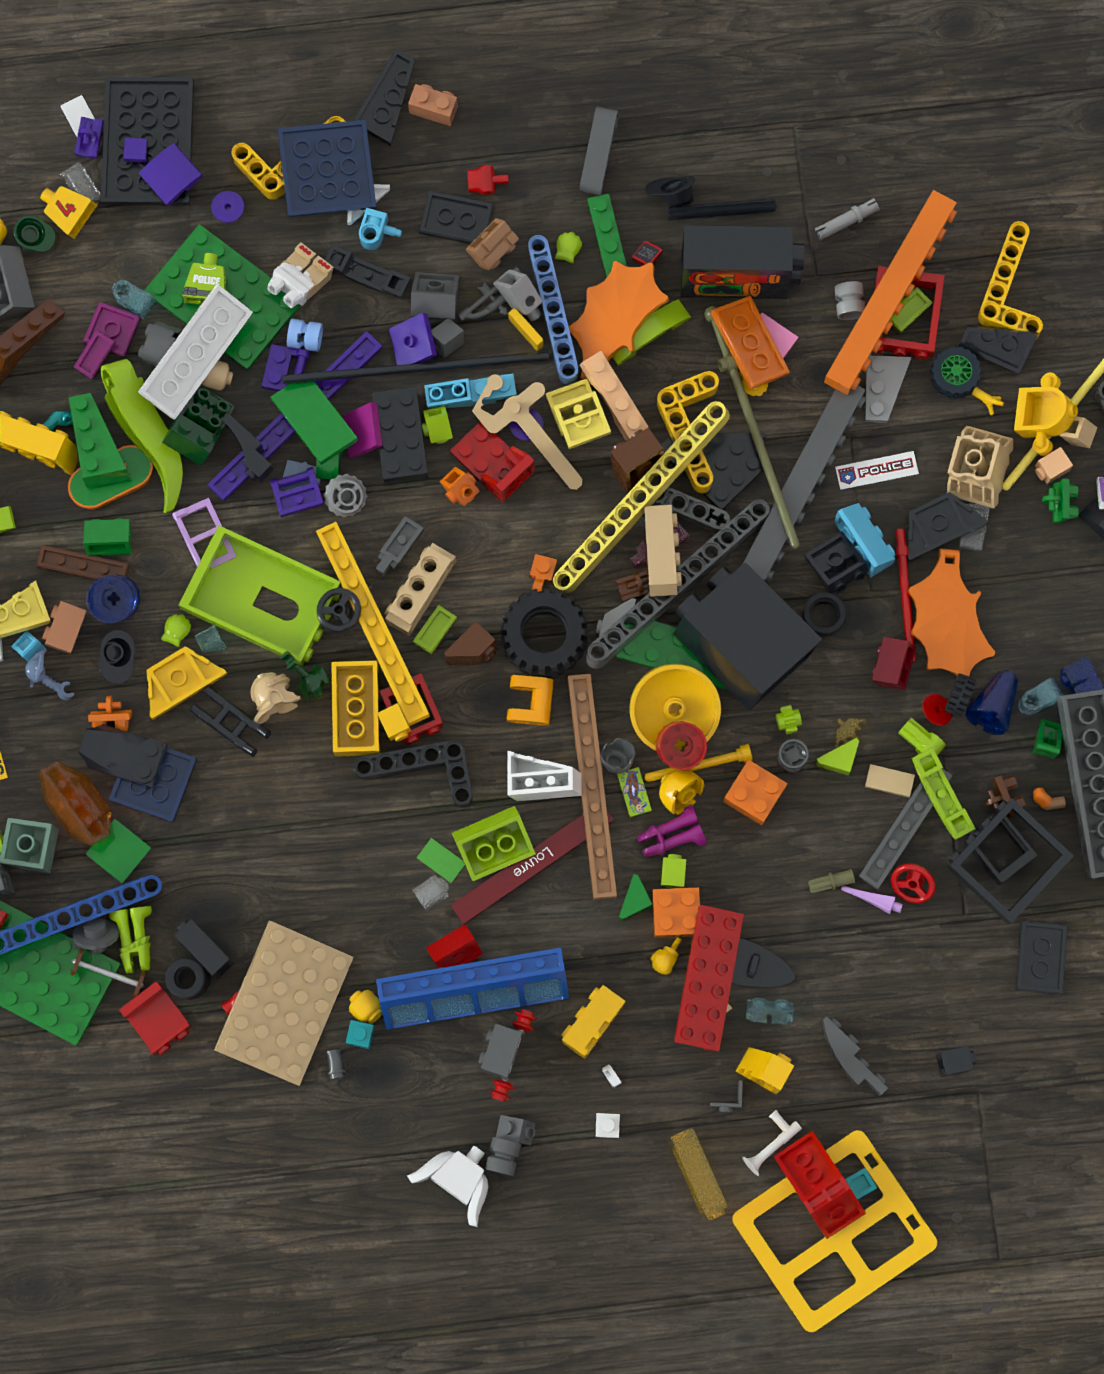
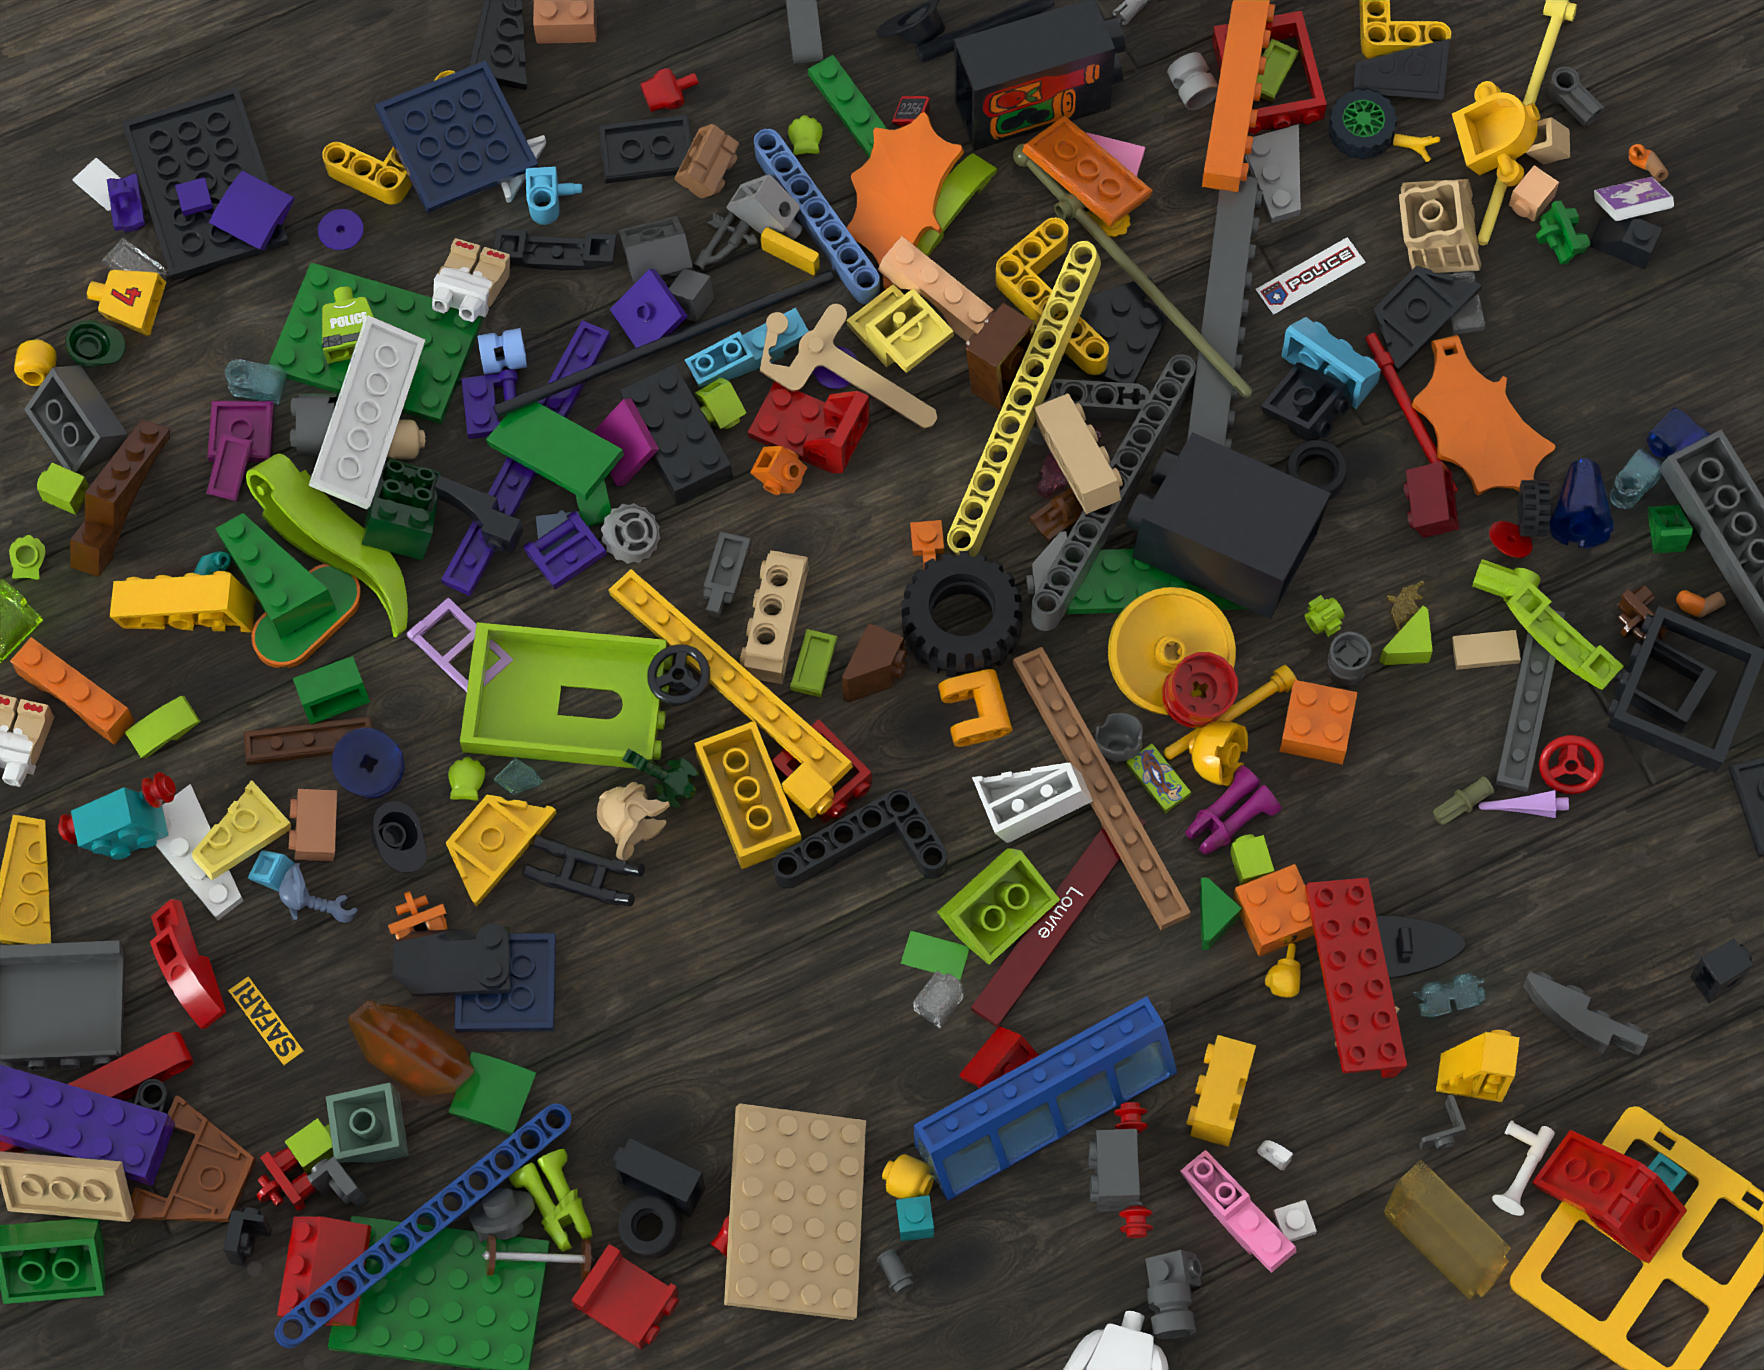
camera: 20 degrees left, 10 degrees down
(572, 1106) = (1237, 1211): none -> bright pink slope

